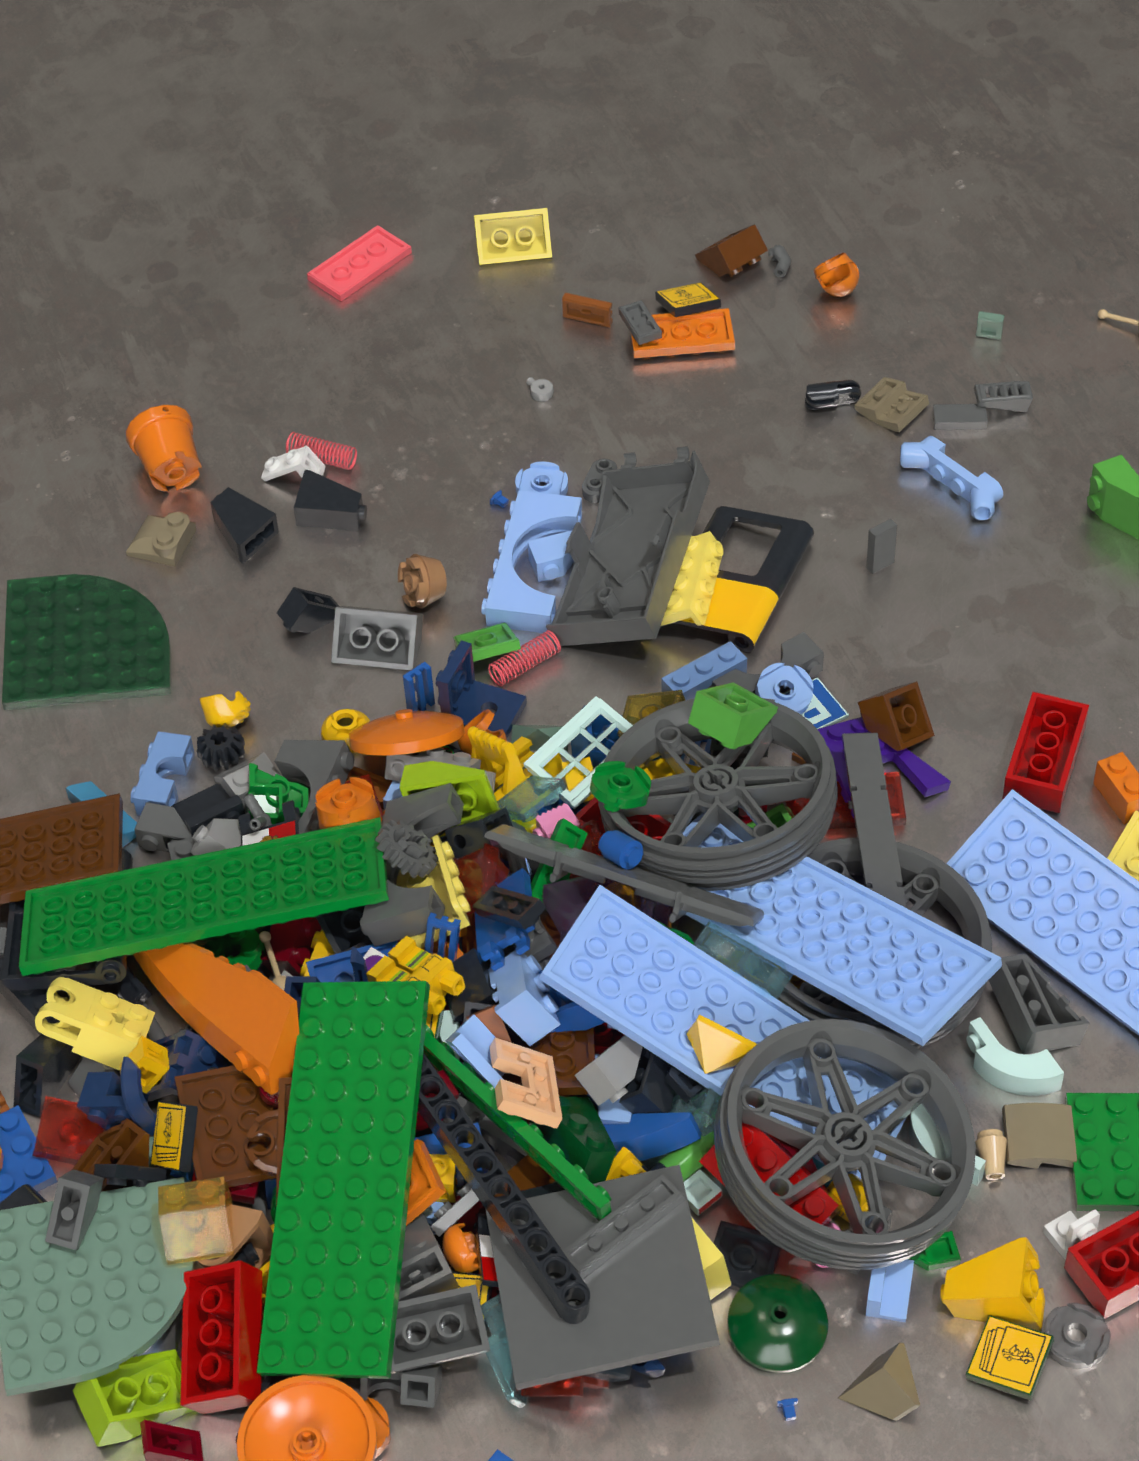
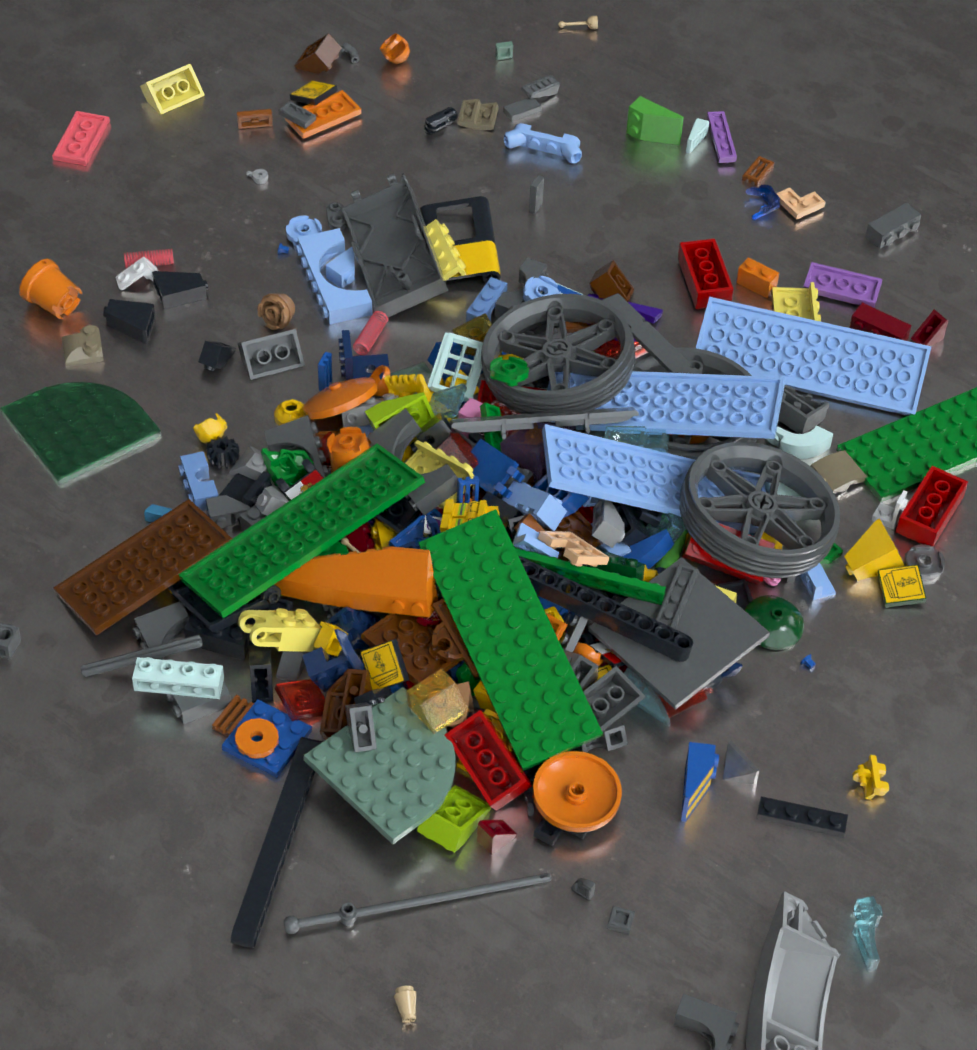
camera: 35 degrees left, 0 degrees up
(261, 818) = (289, 478): dark grey piece -> none
(407, 848) = (409, 452): dark grey gear -> none
(490, 641) = (331, 335): bright green plate -> none
(509, 907) = (499, 458): black plate -> none
(621, 849) = (535, 404): blue brick -> none
(716, 1045) = (661, 485): yellow slope -> none
(730, 714) = (542, 309): bright green slope -> none
(885, 1386) = (850, 627): dark tan slope -> none

